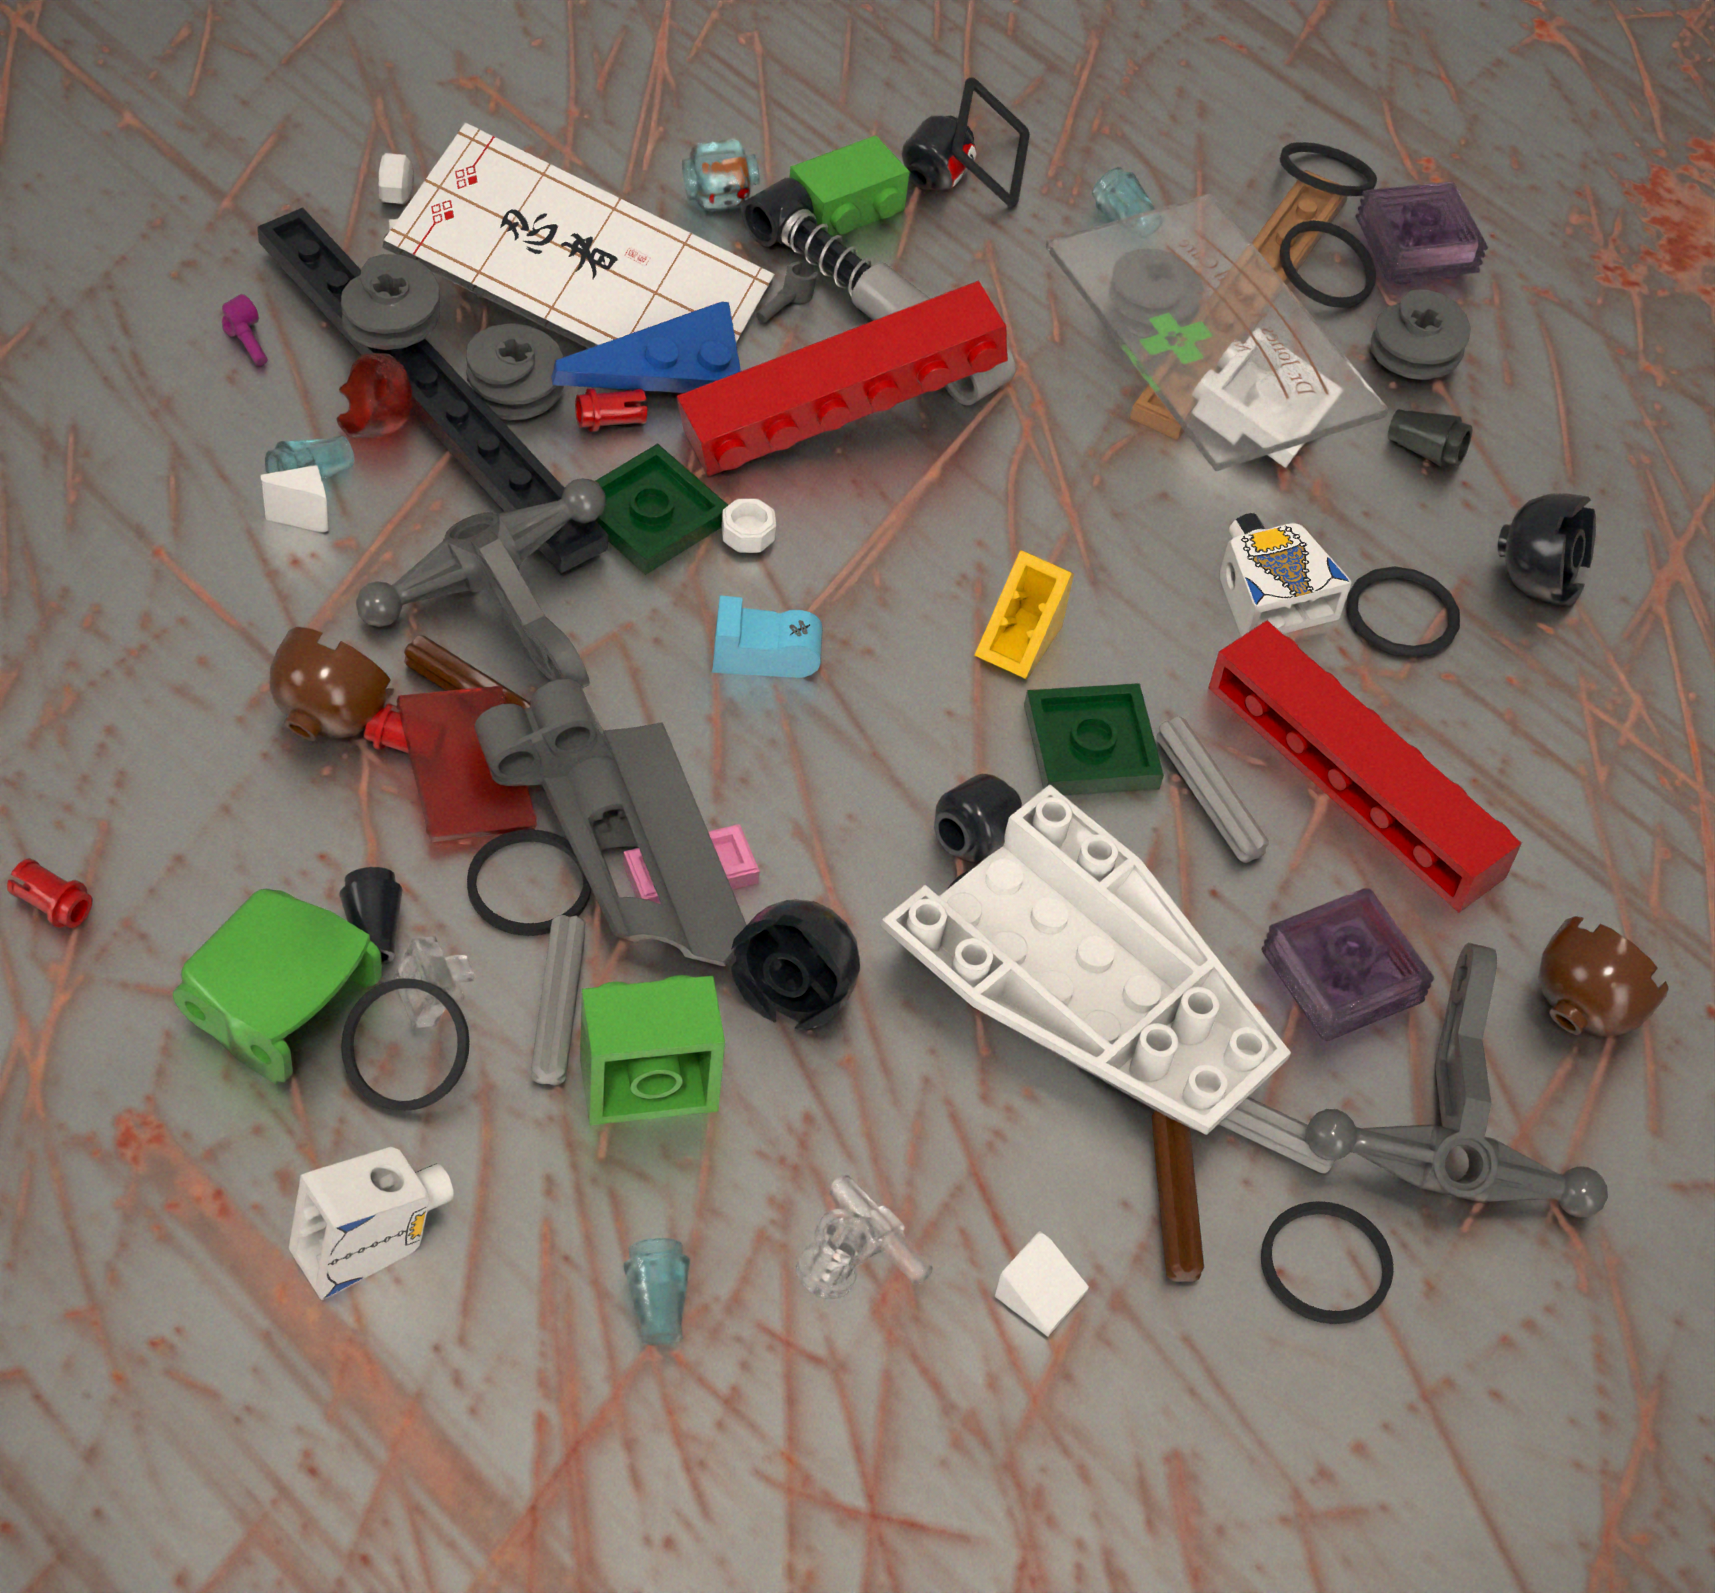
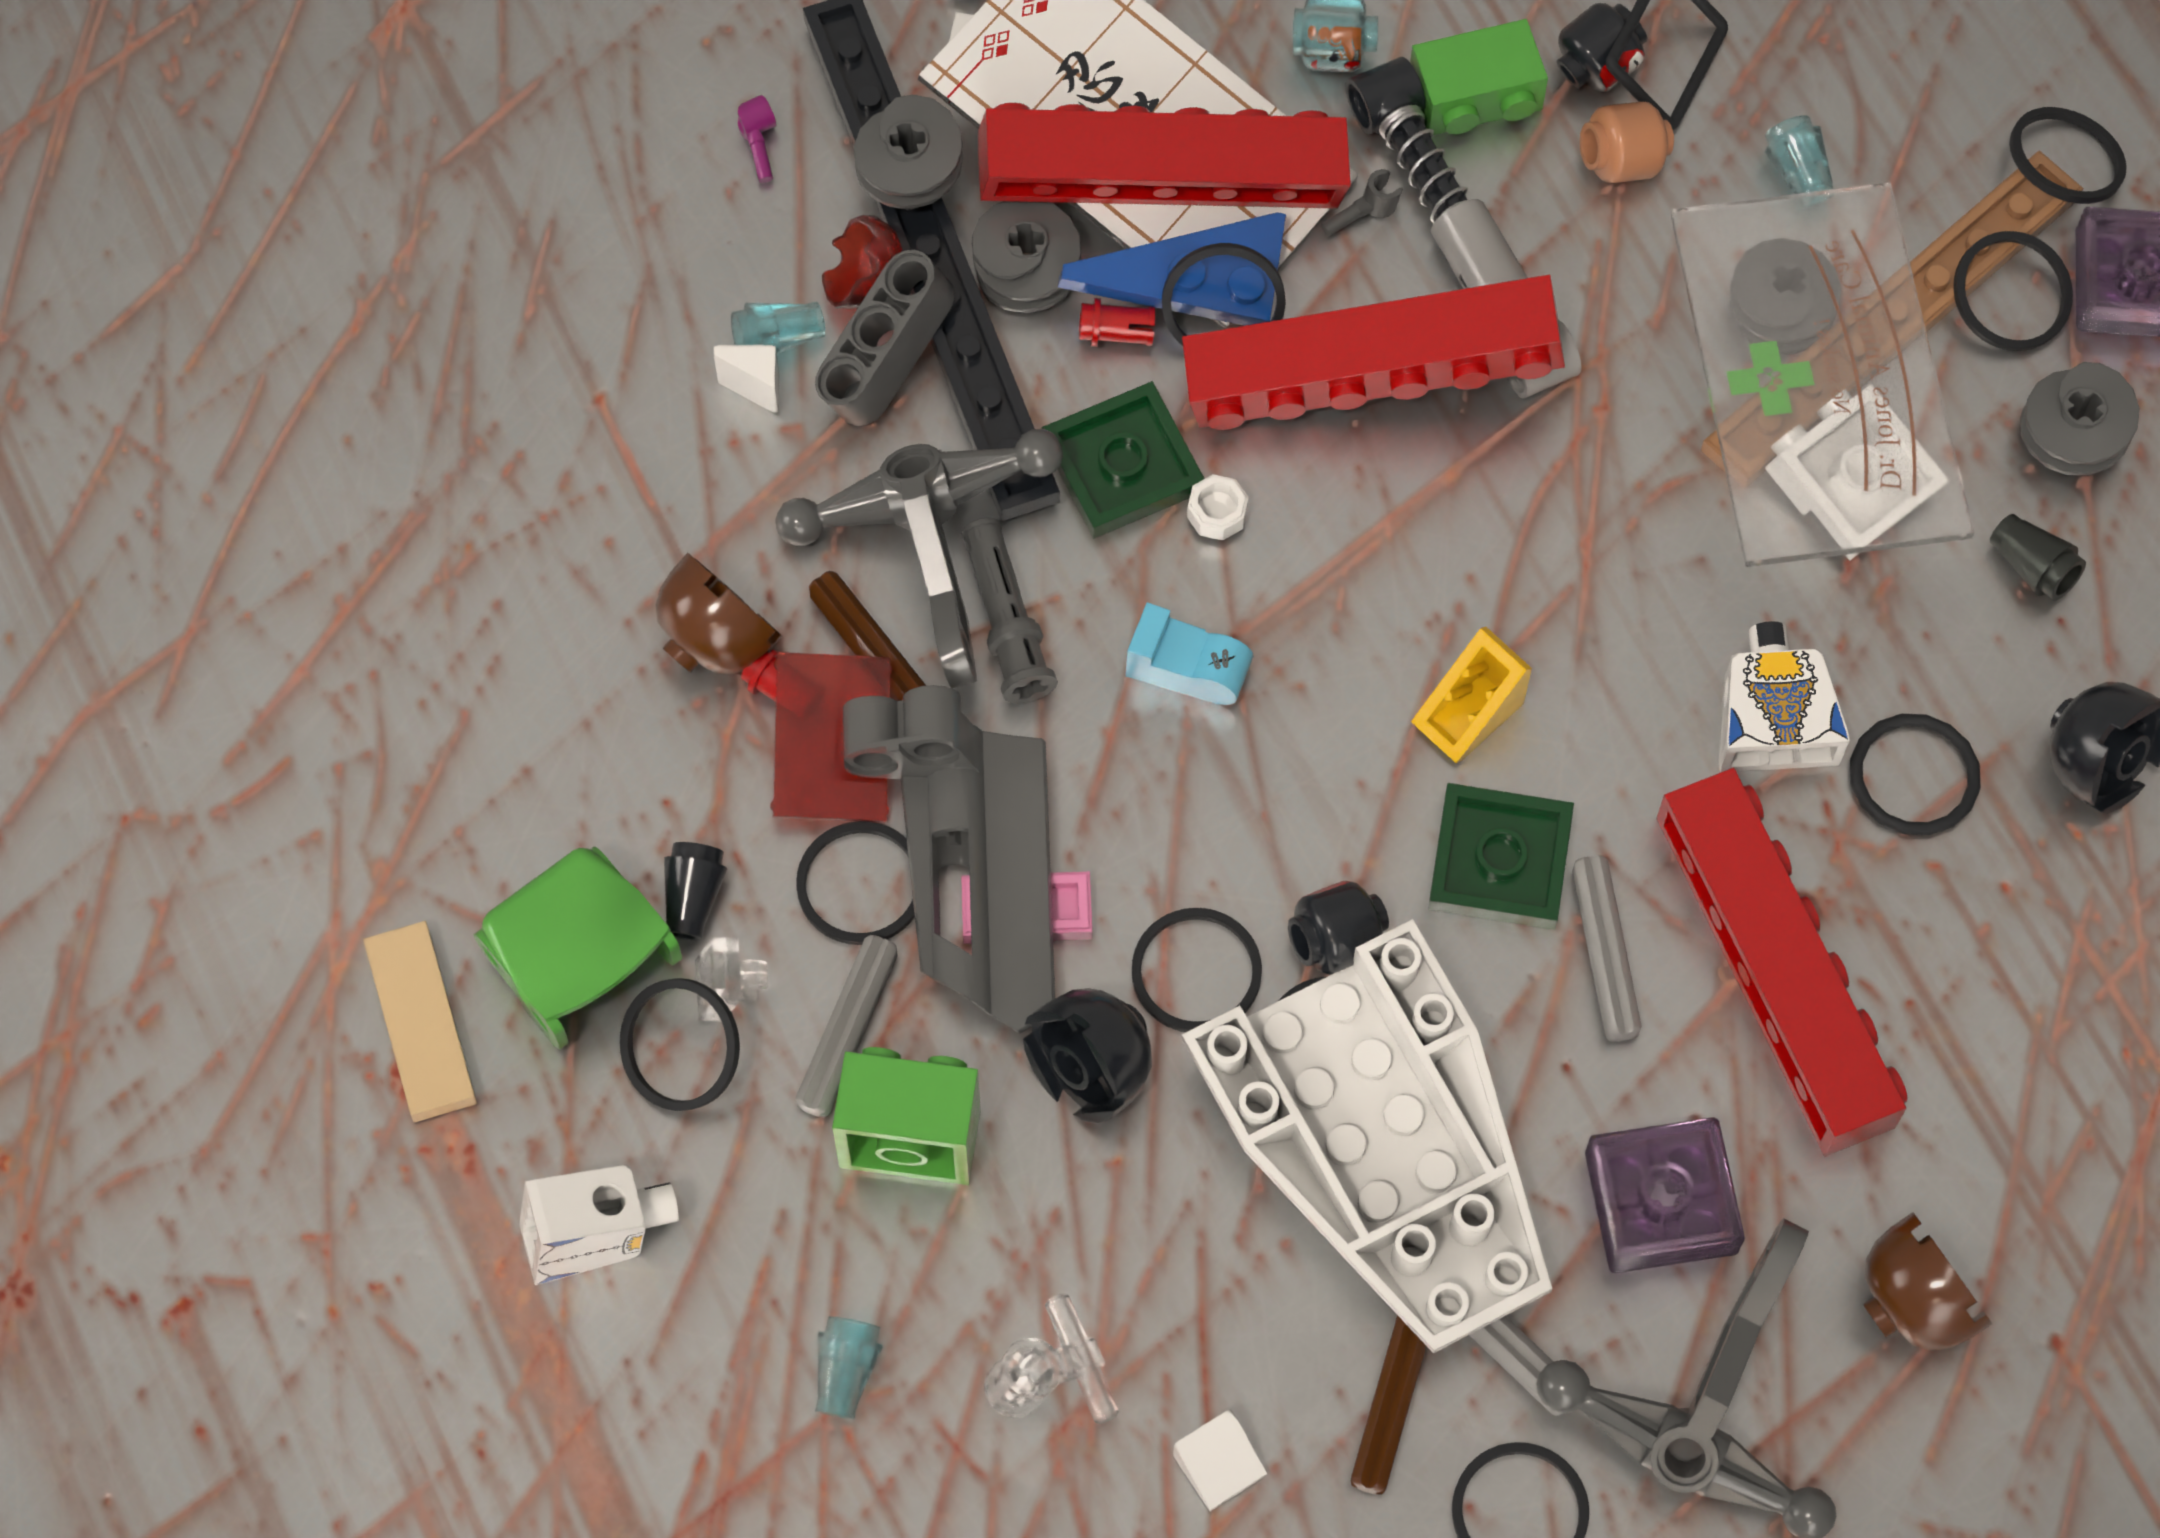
camera: 25 degrees right, 15 degrees up
(61, 900) = (400, 799): red pin -> none
(136, 1090) = (420, 1021): none -> tan tile
(413, 445) = (885, 309): none -> dark grey beam
(603, 652) = (1013, 634): none -> dark grey pin
(611, 271) = (1163, 157): none -> red brick
(673, 327) = (1214, 250): none -> black piece
(860, 840) = (1184, 915): none -> black piece
(985, 212) = (1626, 142): none -> nougat head

